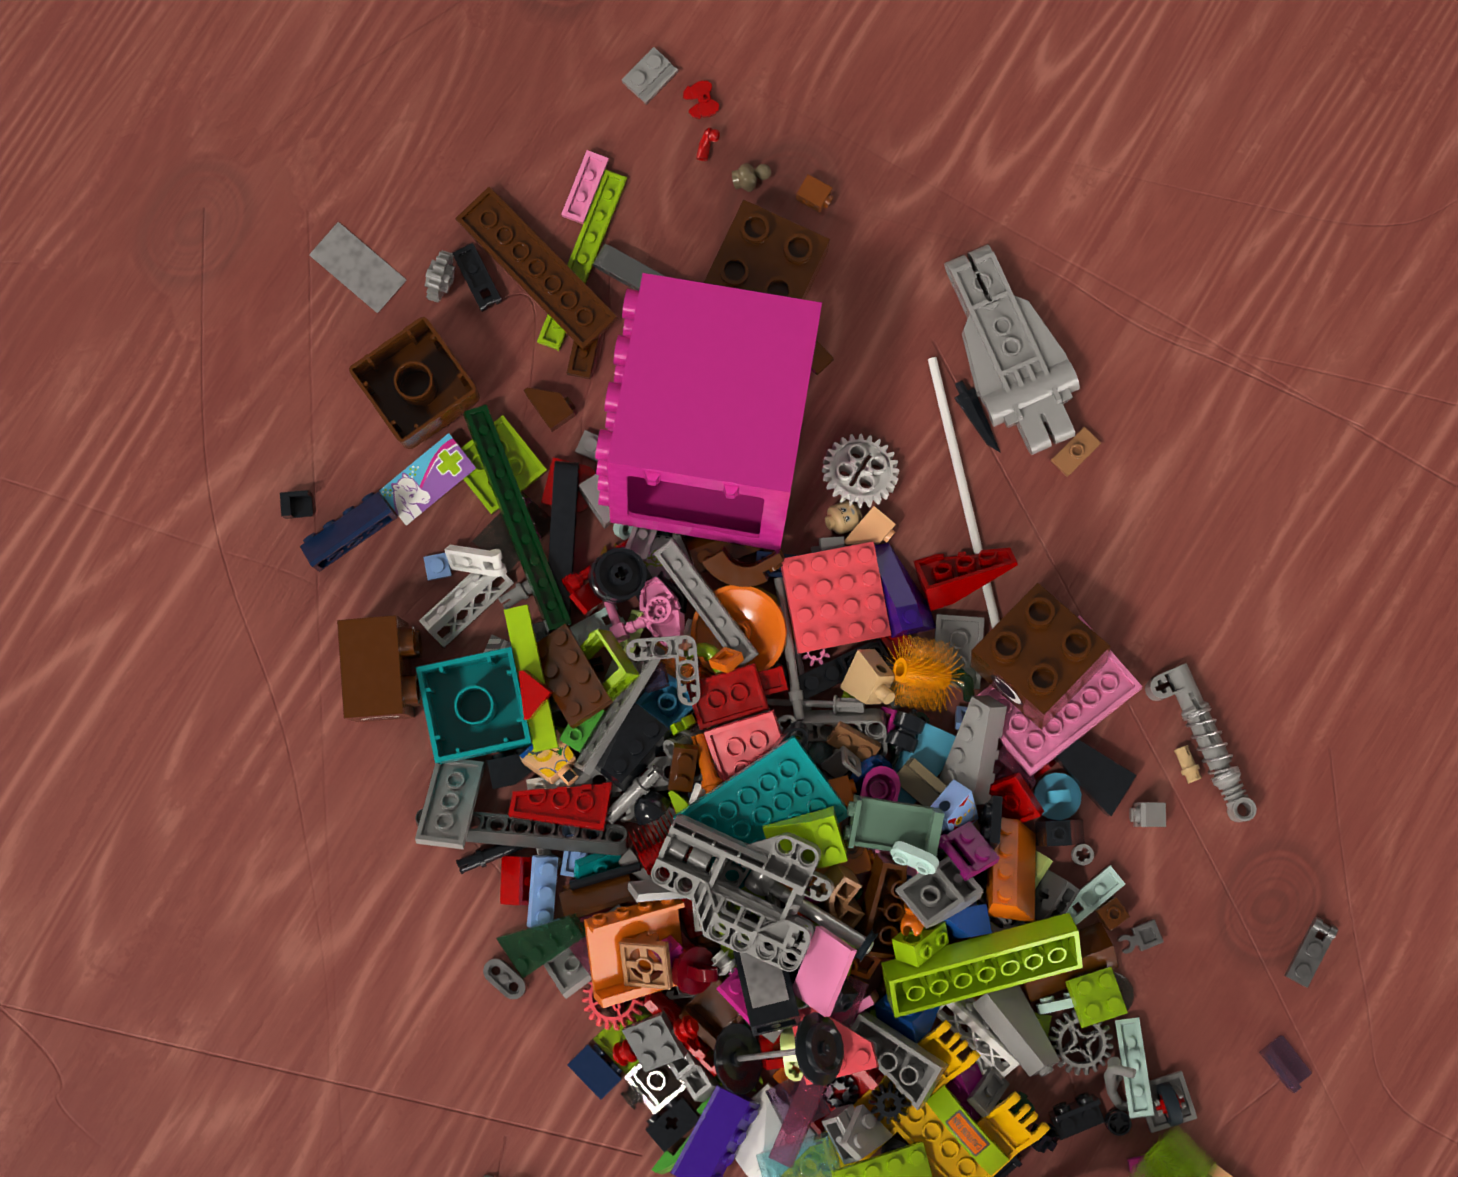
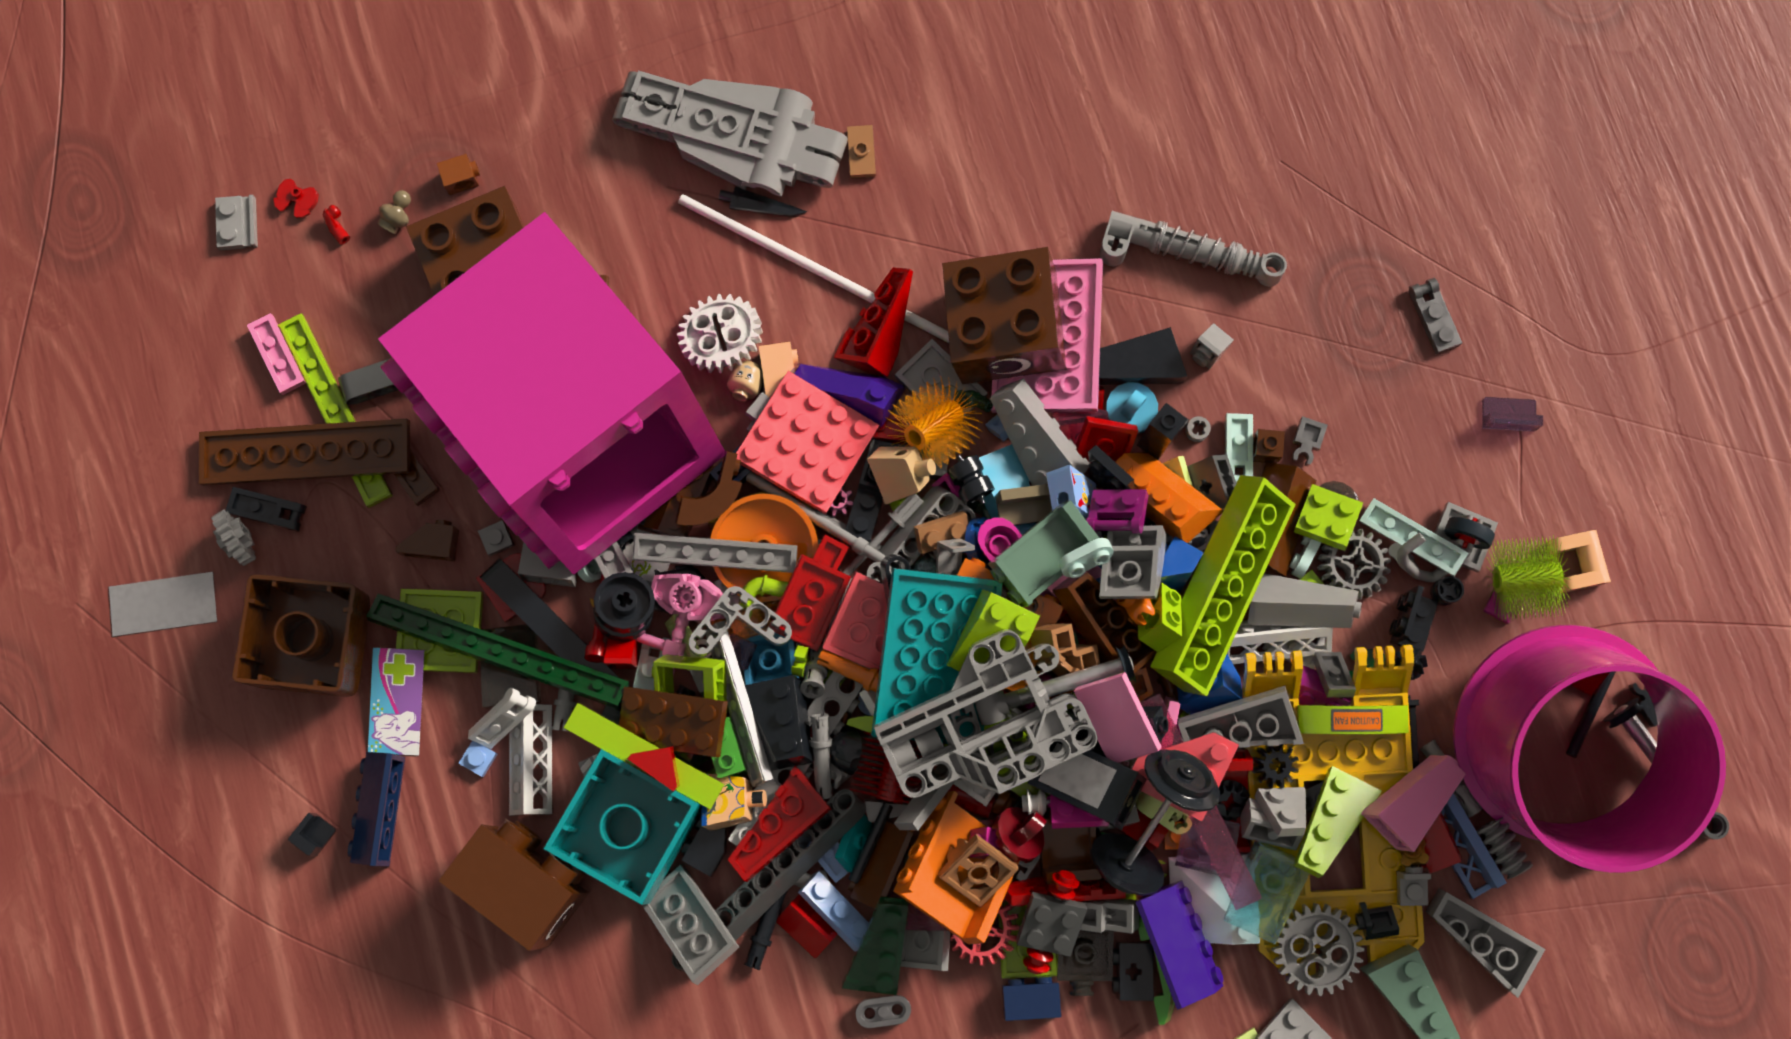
camera: 50 degrees left, 5 degrees down
(682, 767) = (836, 692): reddish brown plate -> none
(726, 660) = (777, 575): orange plate -> none
(1188, 764) = (1197, 281): tan pin -> none

